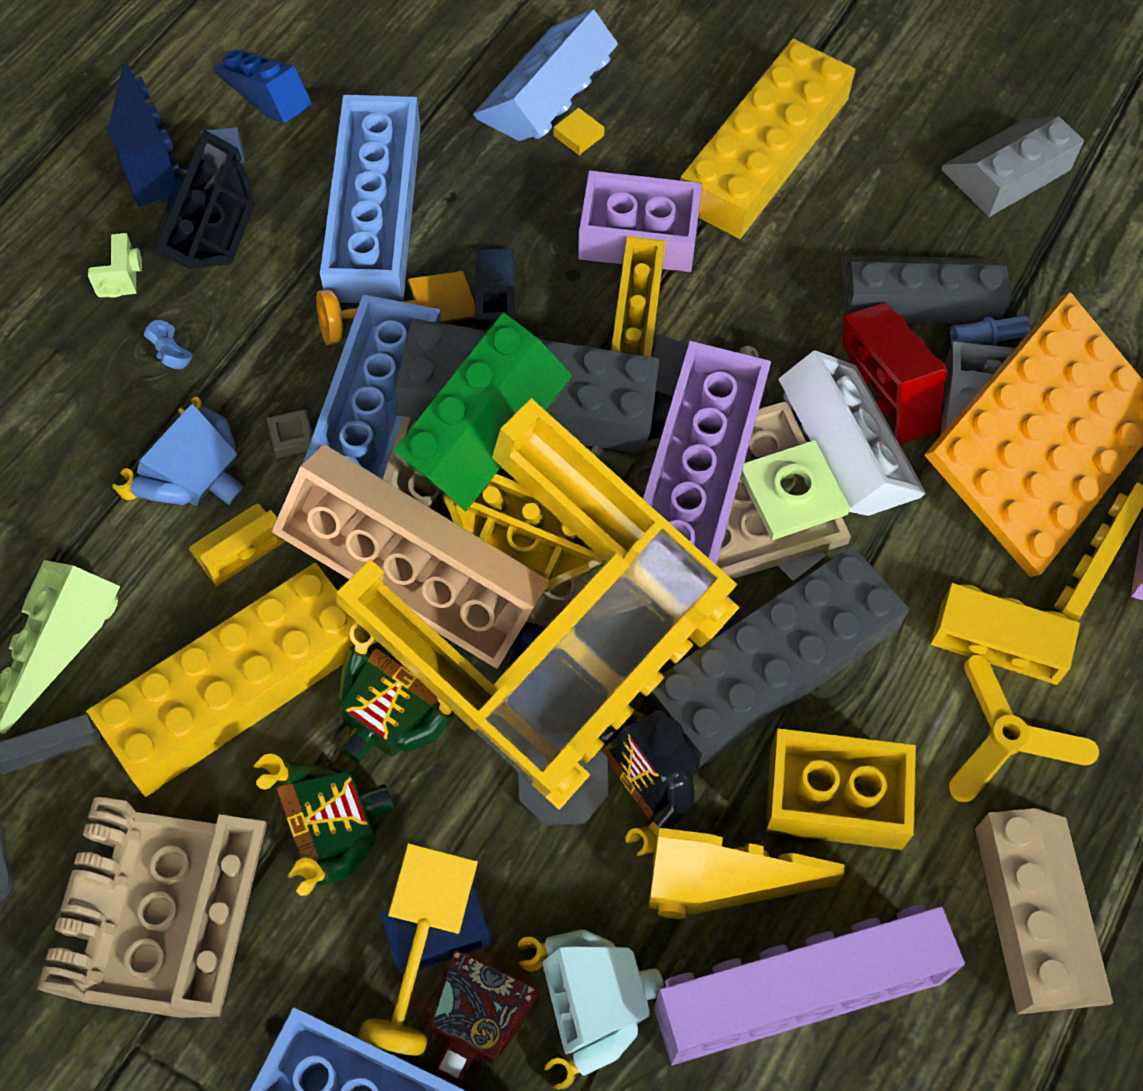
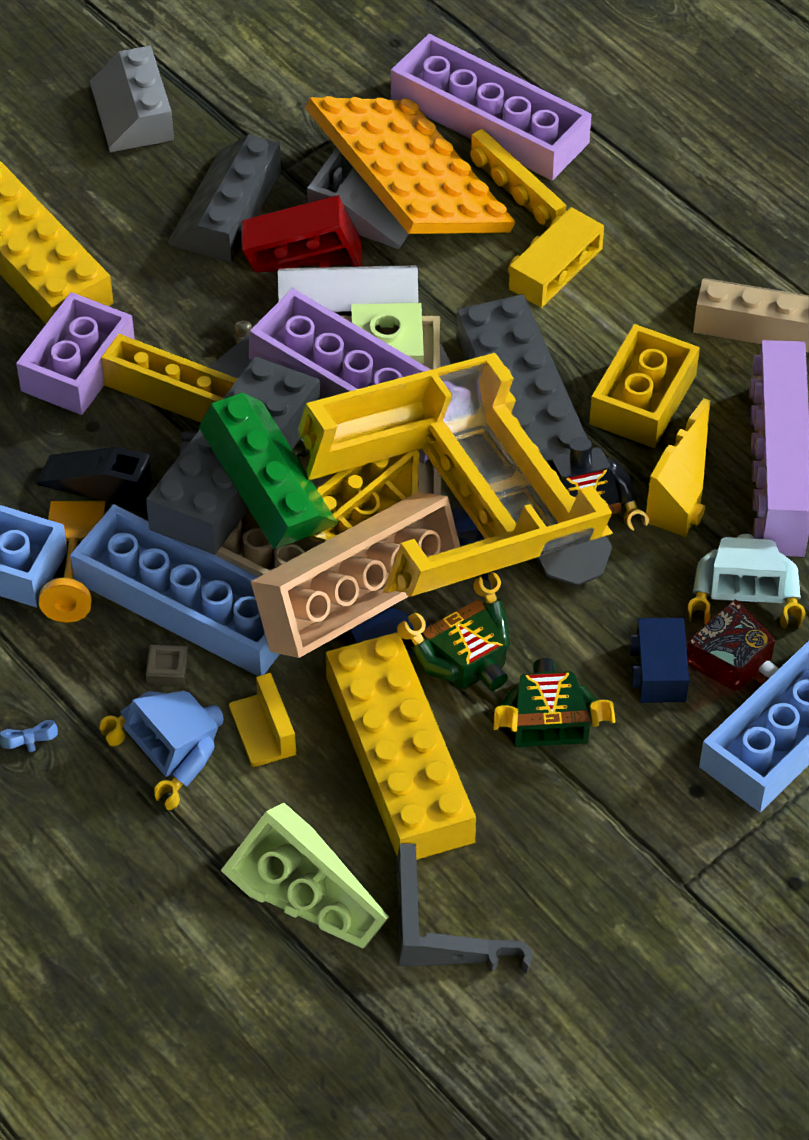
camera: 70 degrees left, 10 degrees down
(158, 913) = (591, 823): tan slope -> none
(434, 894) = (650, 638): yellow piece -> none
(990, 331) = (290, 176): light blue axle -> none
(998, 748) = (633, 287): yellow piece -> none

